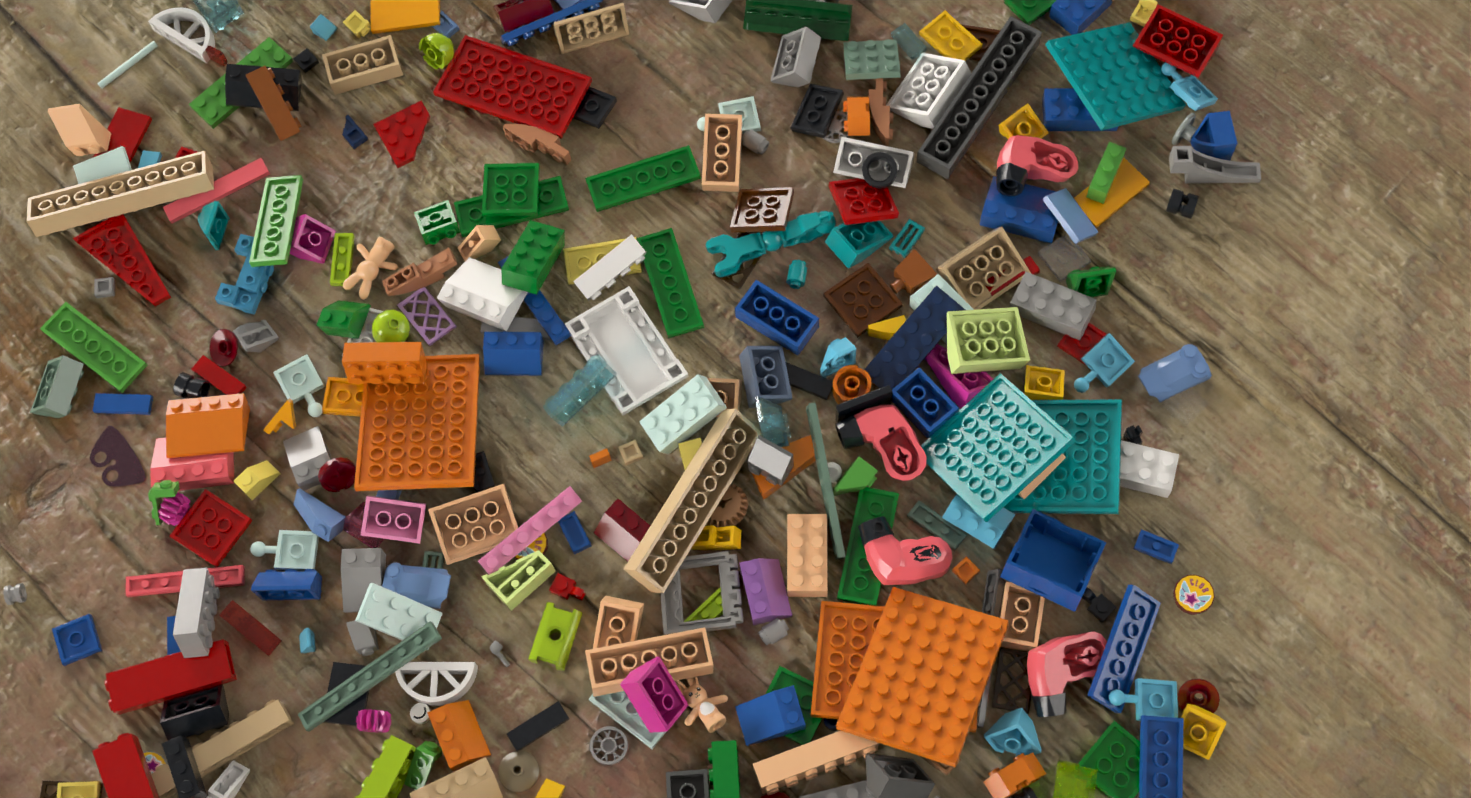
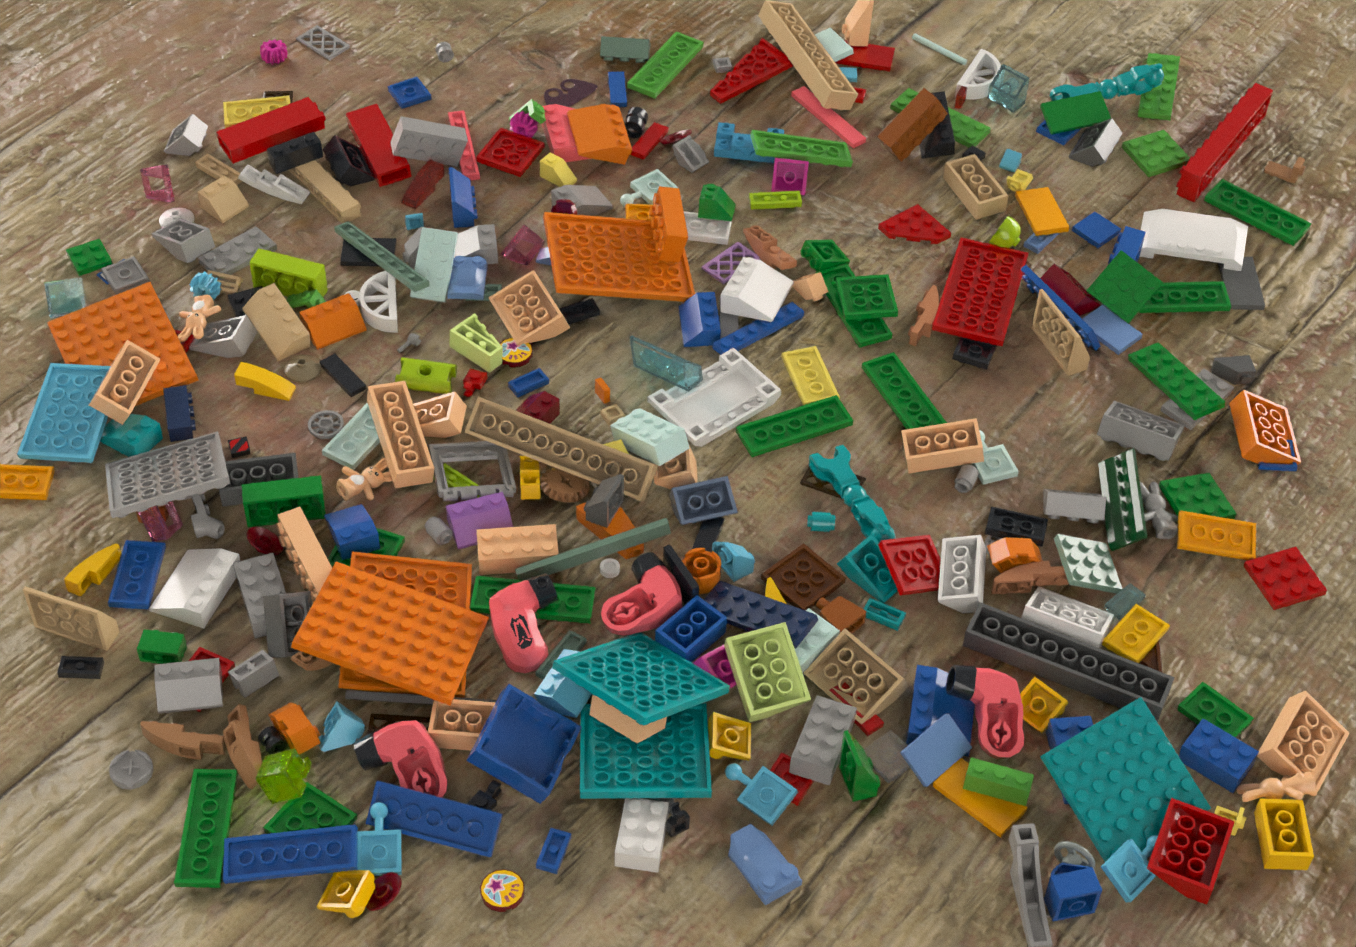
camera: 75 degrees right, 20 degrees down
(213, 222) = (789, 114): teal slope -> none
(285, 414) = (614, 178): light orange slope -> none
(293, 550) = (494, 203): light aqua plate -> none
(318, 516) = (524, 212): medium blue slope -> none
(353, 133) = (905, 194): dark blue tile -> none
(369, 269) = (767, 216): light nougat animal -> none
(373, 721) = (342, 264): dark pink gear -> none
(390, 327) = (710, 236): lime cylinder -> none
(393, 519) = (526, 252): bright pink slope -> none
(530, 531) = (525, 347): bright pink plate -> none
(533, 257) = (797, 316): green brick -> none
(610, 267) = (798, 375): white brick -> none
(654, 695) = (365, 433): dark pink slope -> none
(762, 209) = (885, 483): reddish brown plate -> none
(773, 422) = (648, 501): clear light blue slope -> none
(777, 317) = (767, 506): blue brick -> none
(856, 477) = (601, 574): bright green slope -> none
(877, 156) = (953, 580): black tyre -> none
(966, 570) = (515, 680): orange tile -> none
(1176, 199) = (978, 863): black wheel -> none

